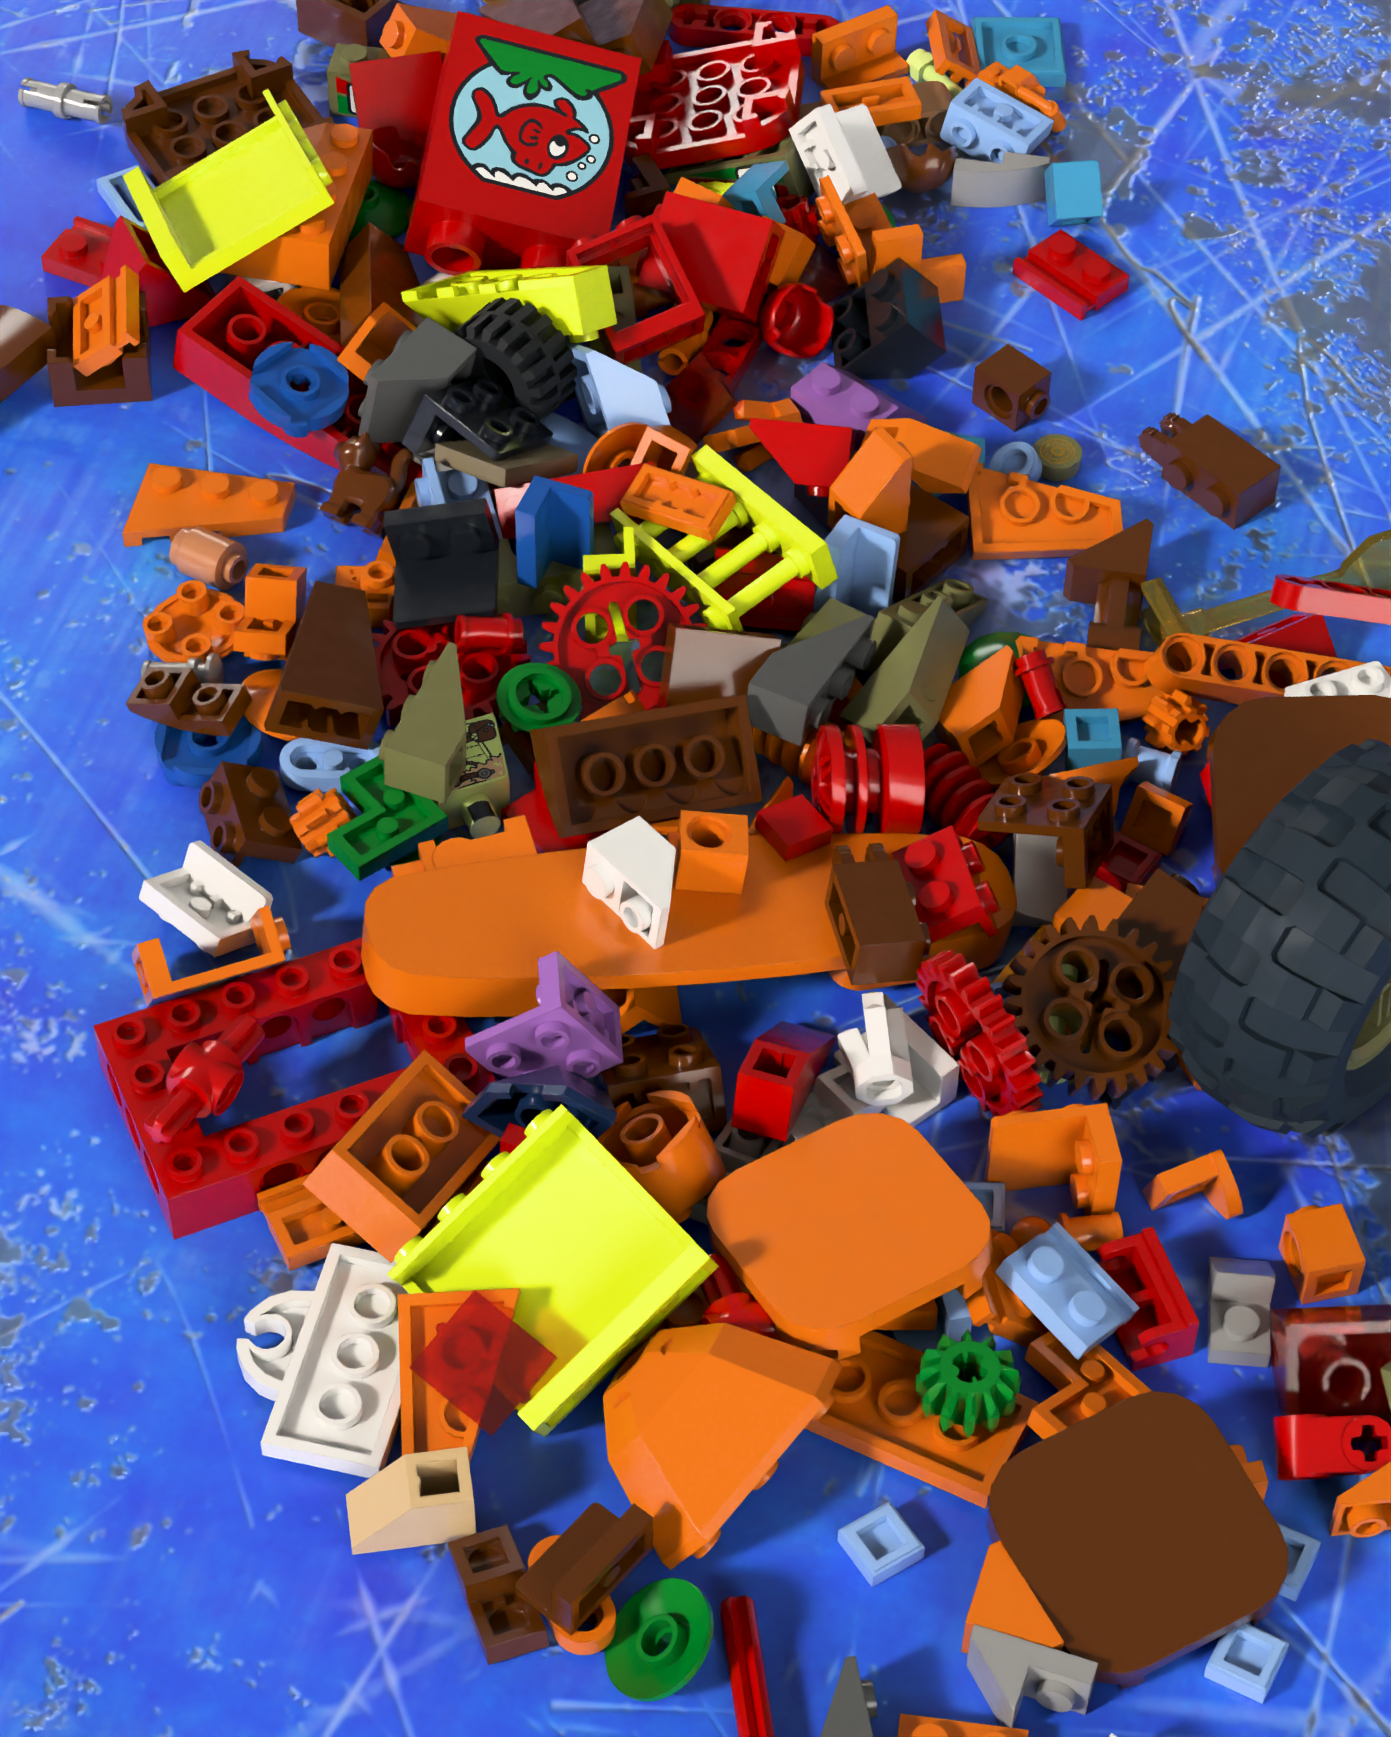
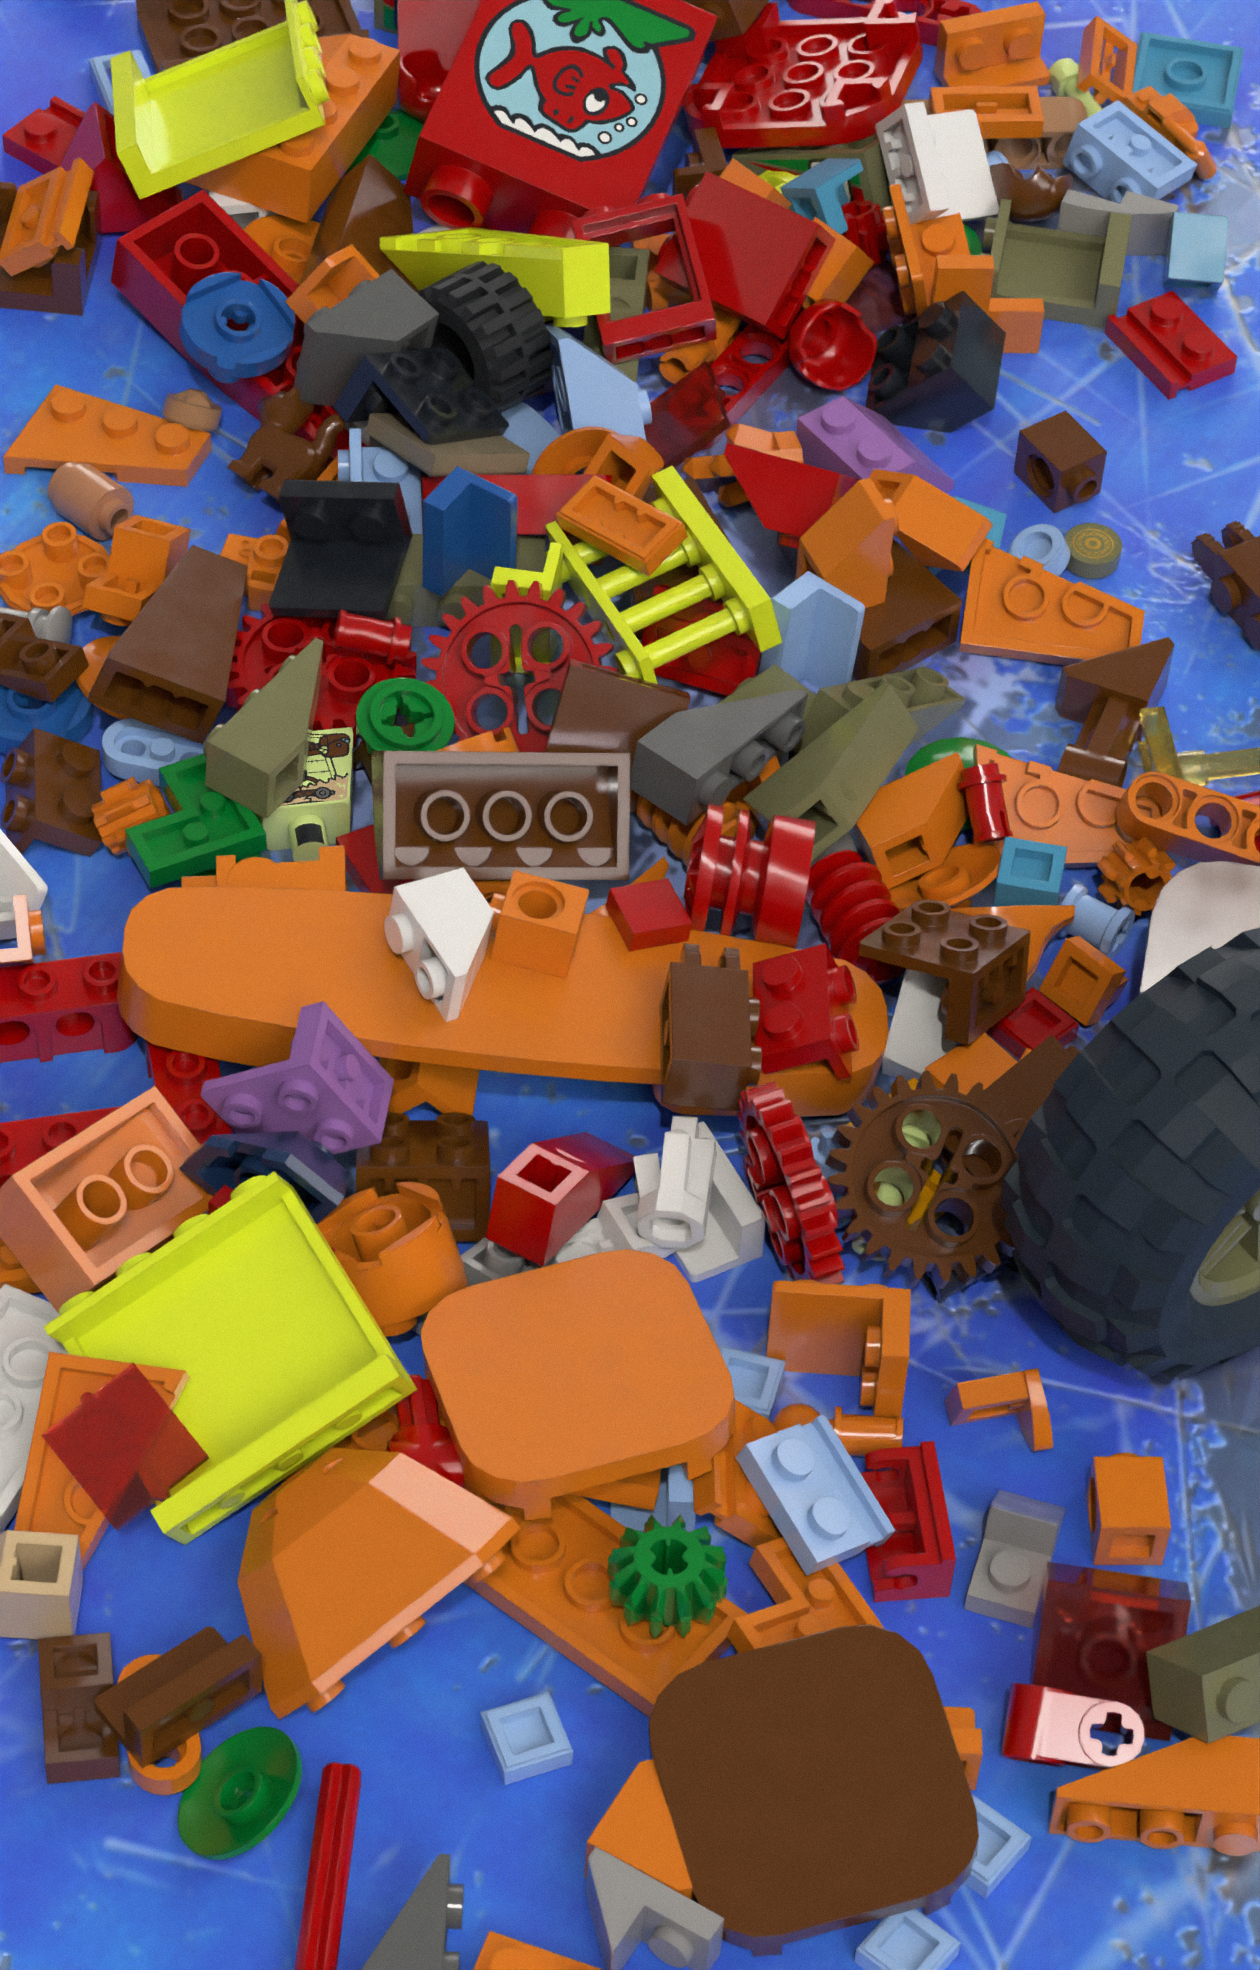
camera: 10 degrees right, 0 degrees up
(273, 465) = (192, 409): none -> medium nougat tile
(977, 225) = (1069, 270): none -> olive panel

